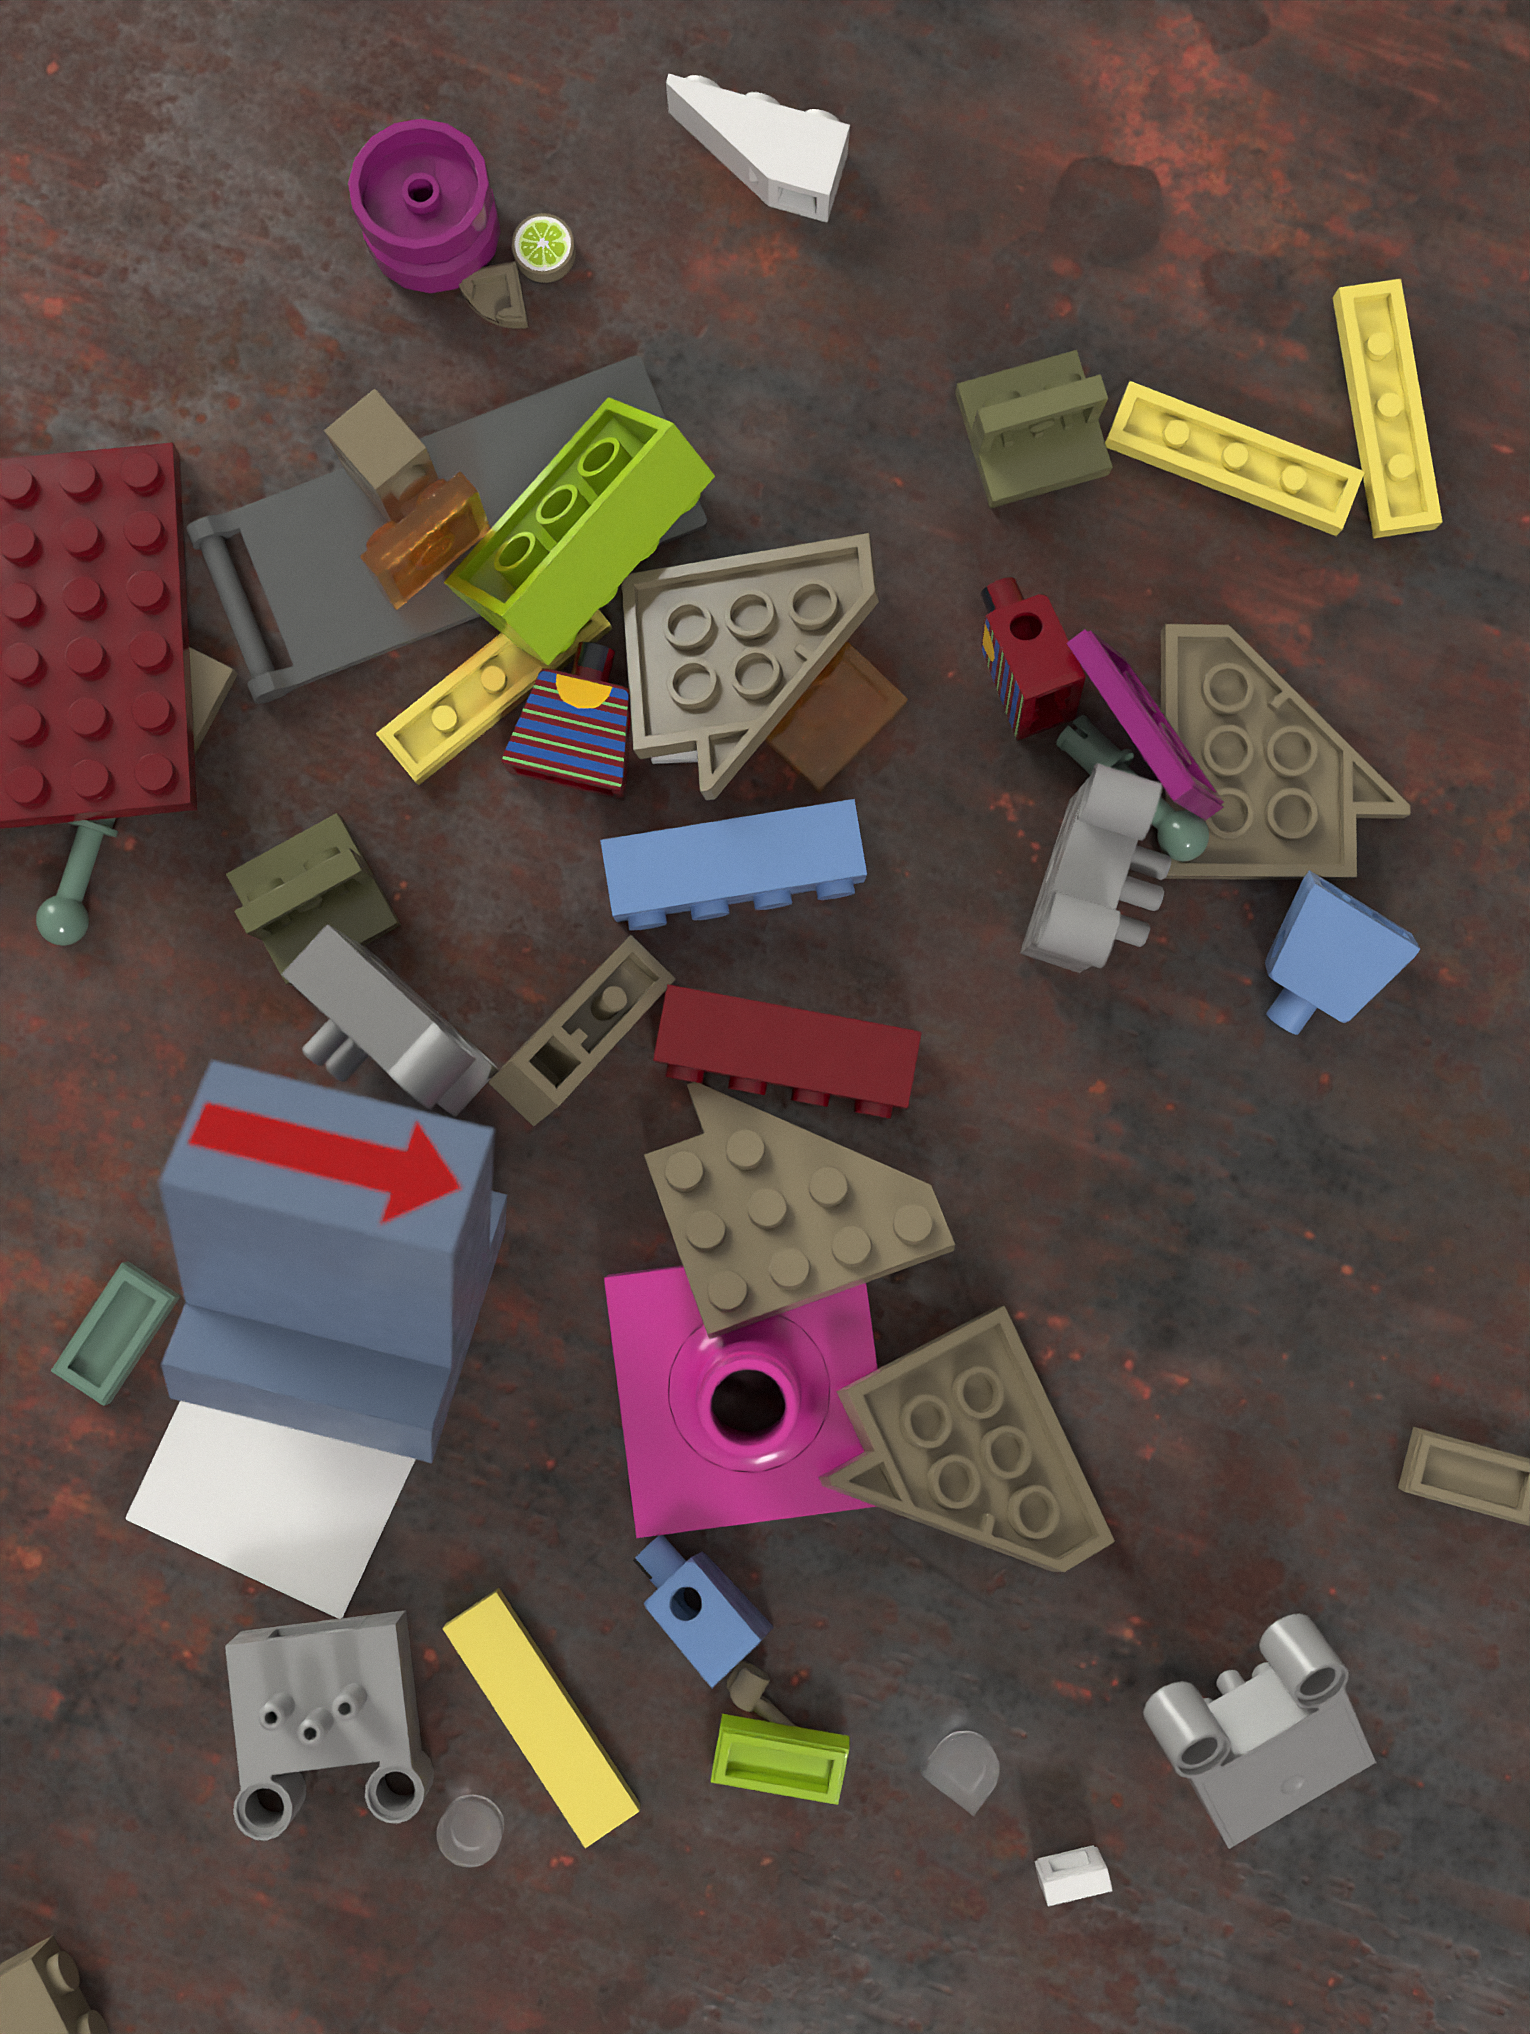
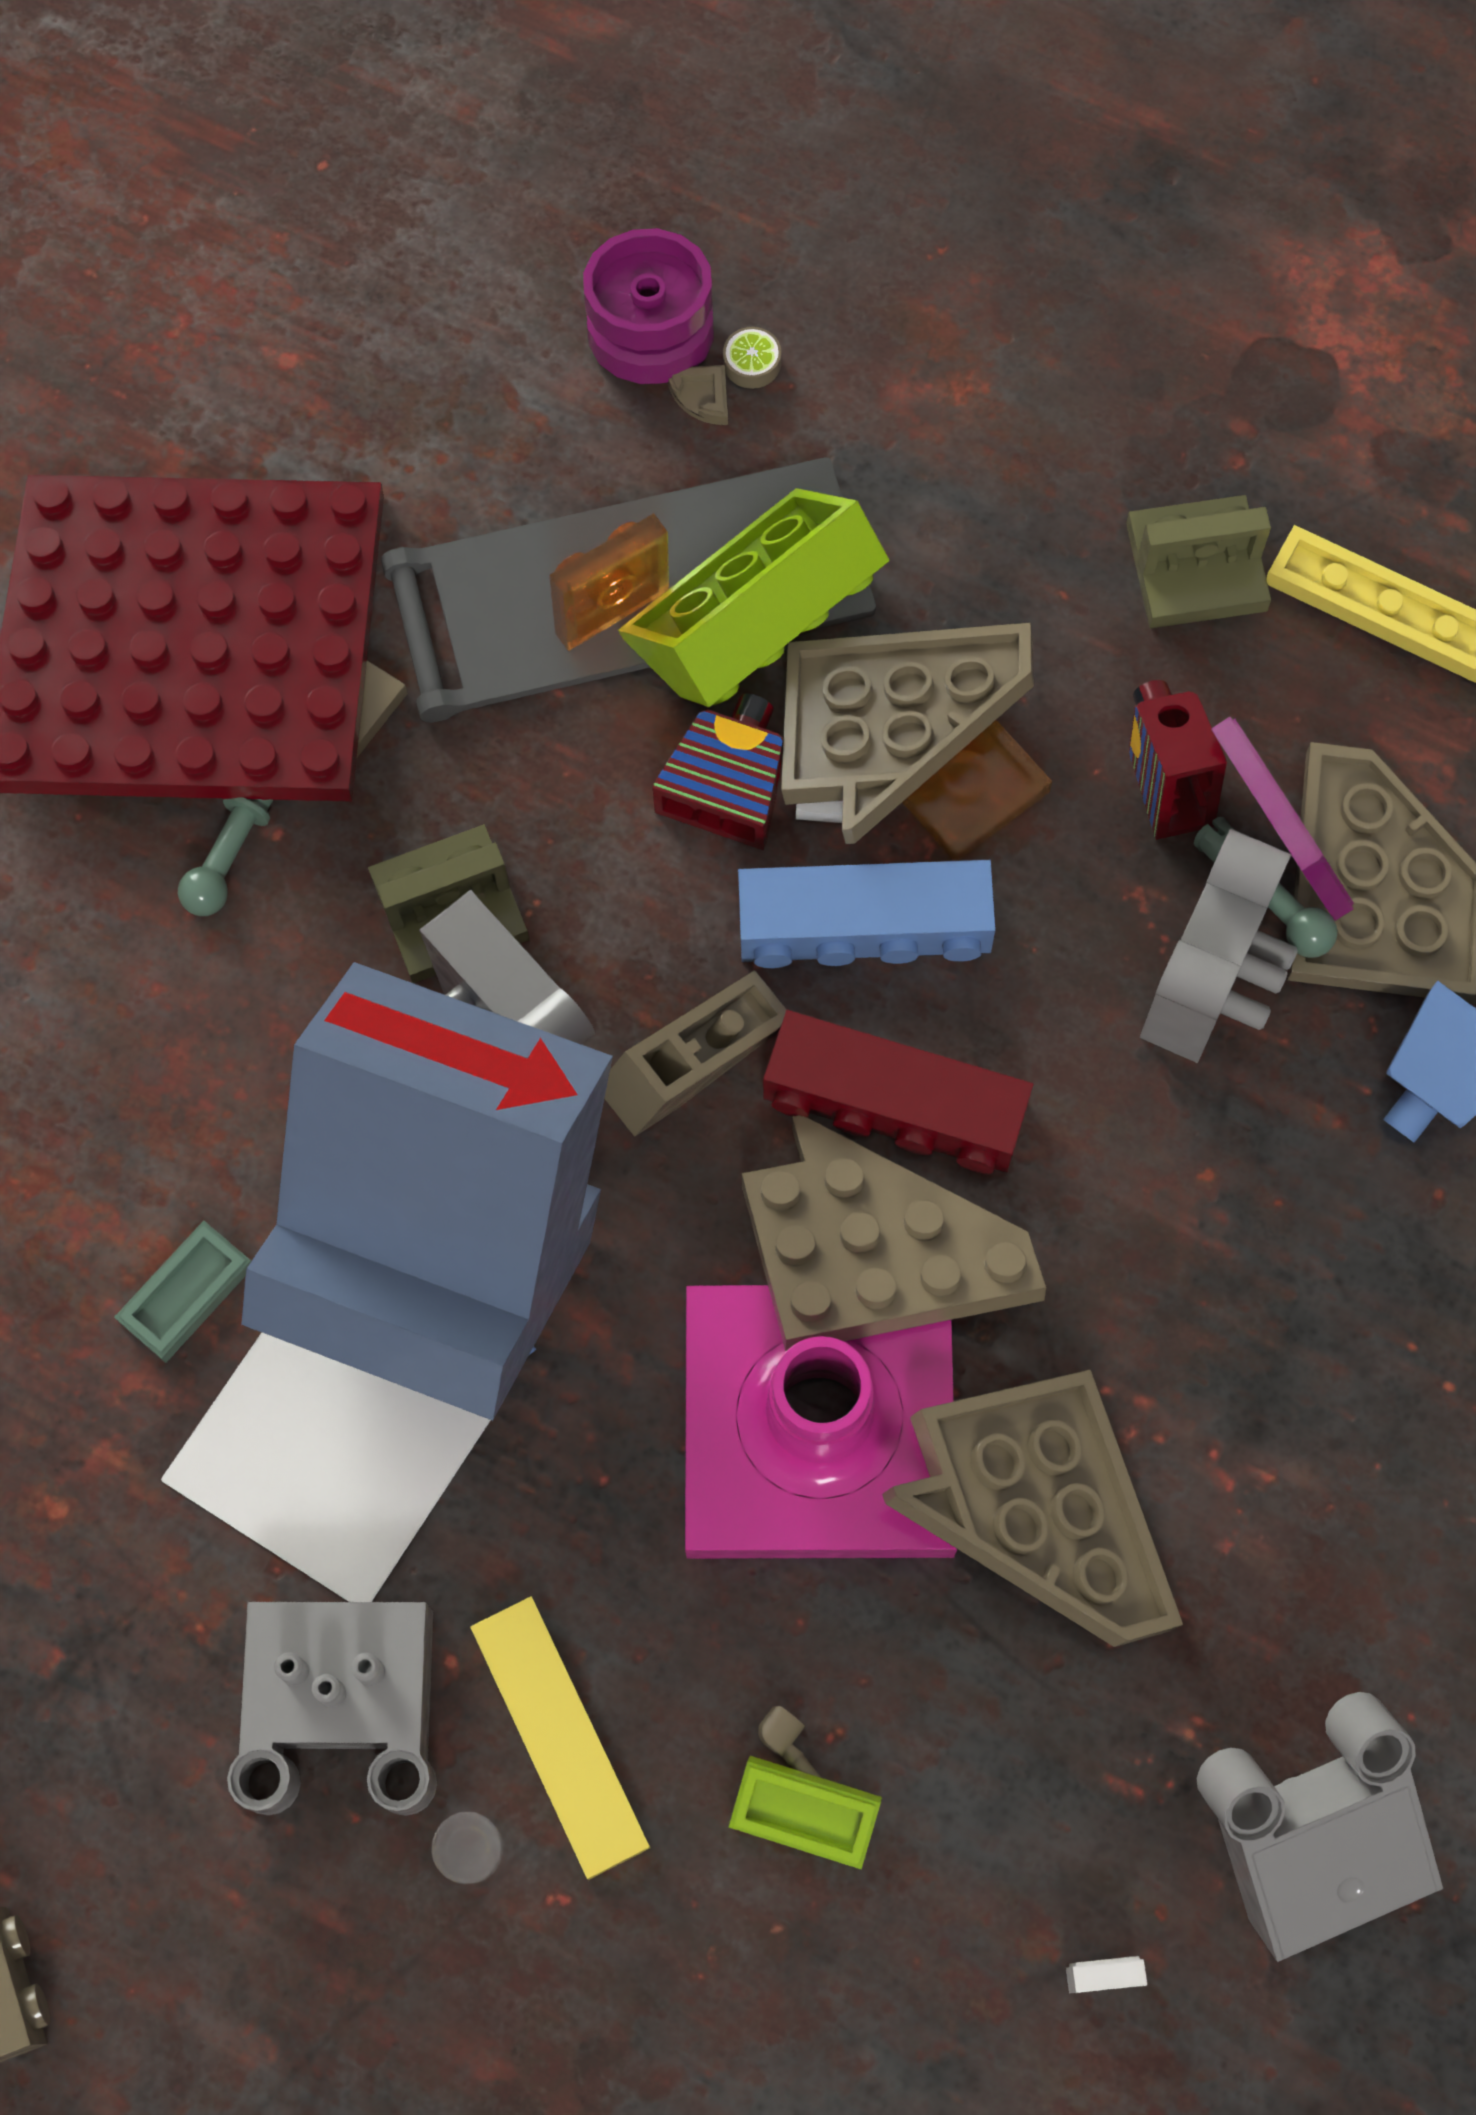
camera: 10 degrees right, 15 degrees down
(382, 456) = (578, 498): dark tan brick -> none
(472, 701) = (627, 741): light yellow tile -> none
(727, 1621) = (757, 1650): medium blue torso -> none
(775, 150) = (977, 296): white slope -> none
(963, 1769) = (1000, 1851): clear tile -> none

